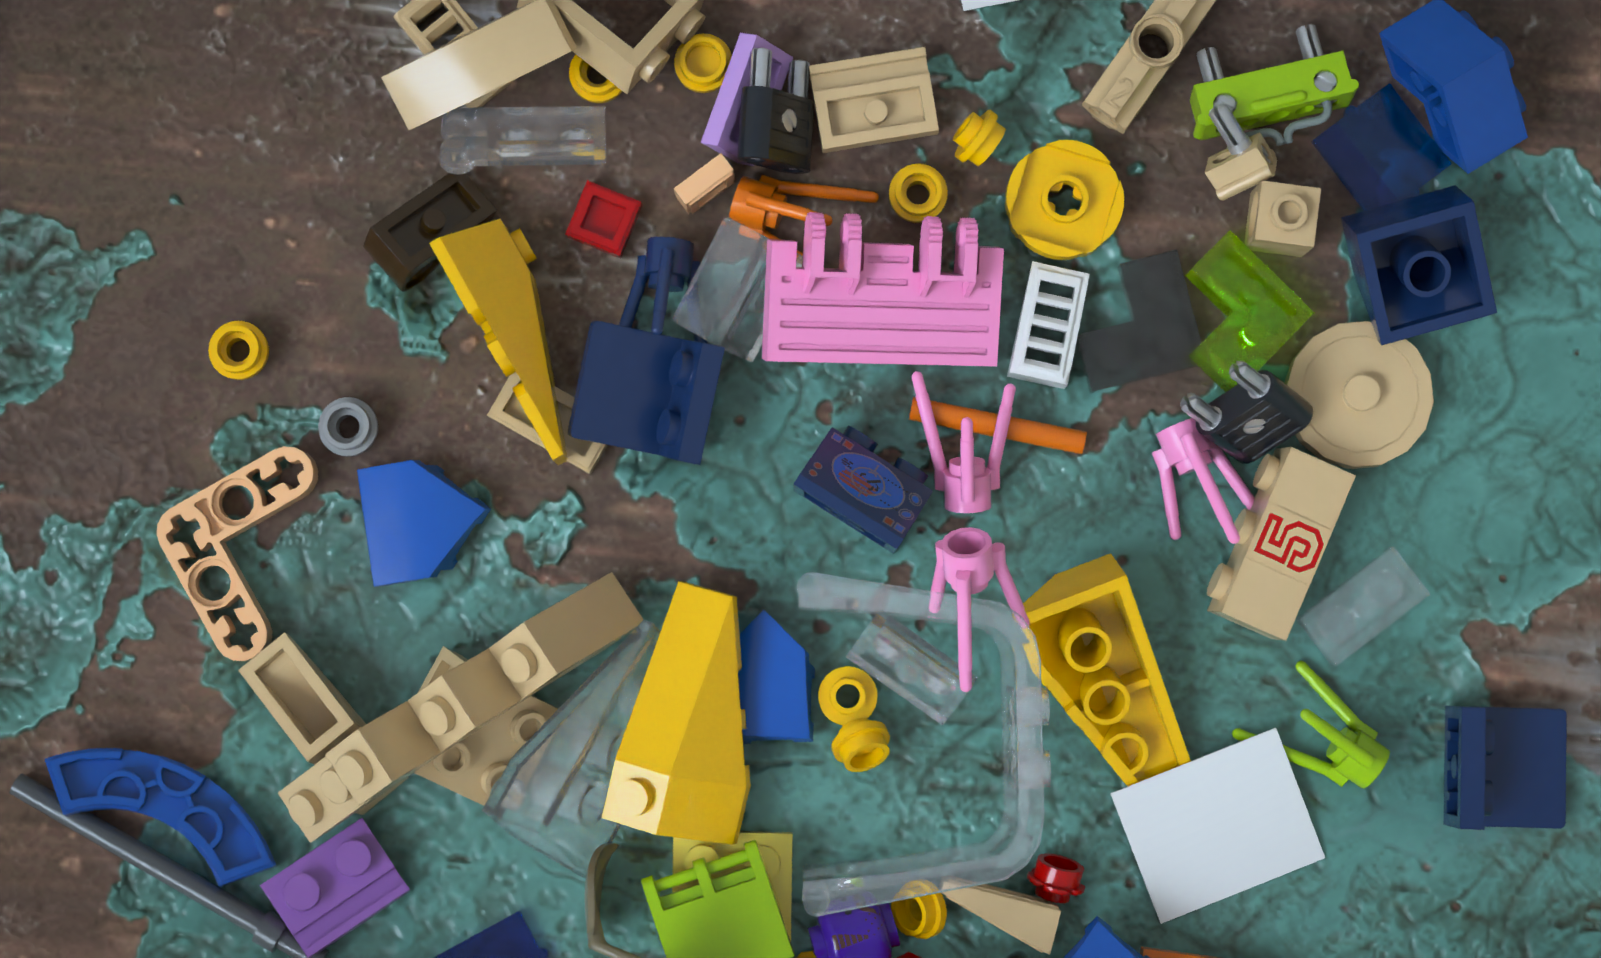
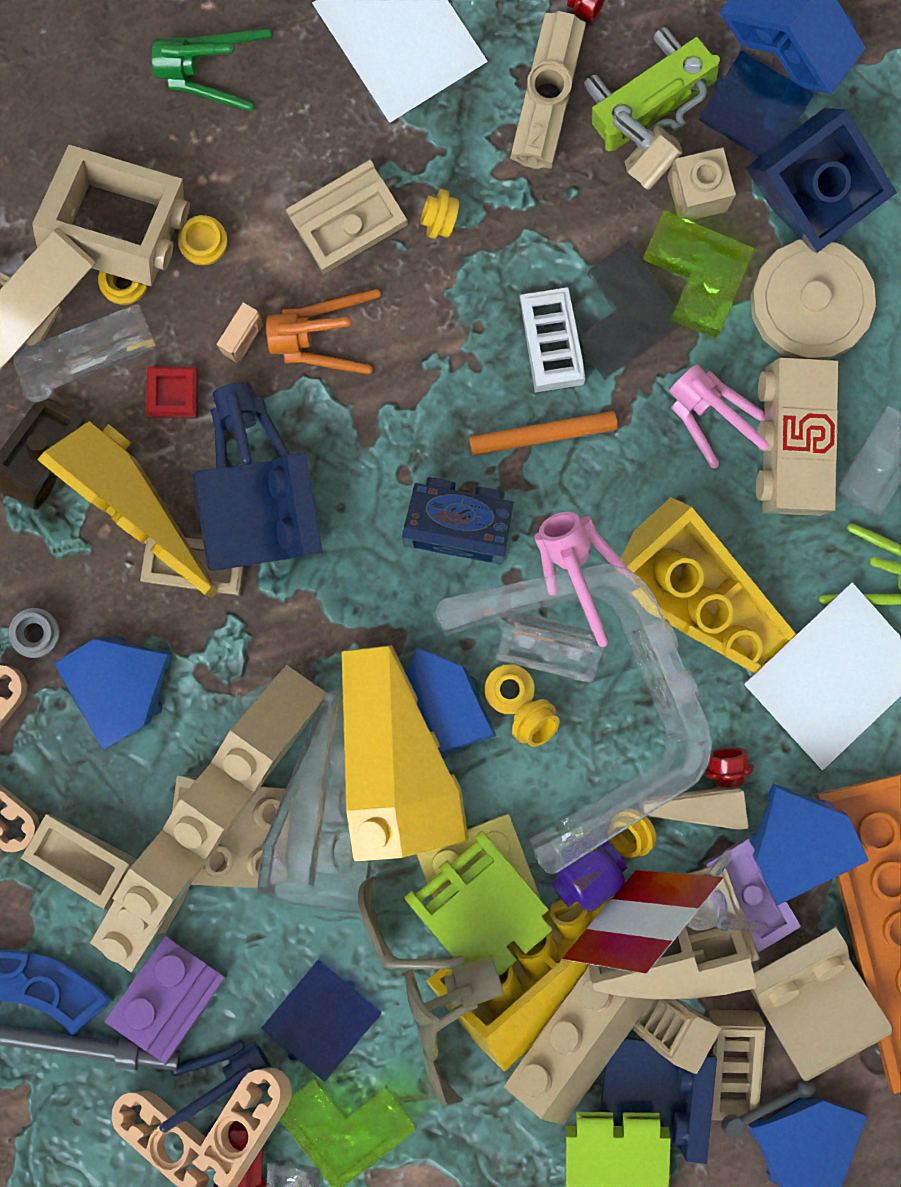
camera: 25 degrees left, 0 degrees up
(723, 125) = (247, 254): lavender plate -> none
(729, 291) = (299, 404): clear panel -> none
(775, 123) = (276, 262): black piece -> none
(877, 304) = (411, 373): bright pink hinge -> none
(921, 175) = (410, 261): yellow plate -> none
(967, 480) = (536, 485): bright pink plant -> none
(1093, 183) = (545, 217): yellow plate -> none
(1251, 415) = (738, 345): black piece -> none

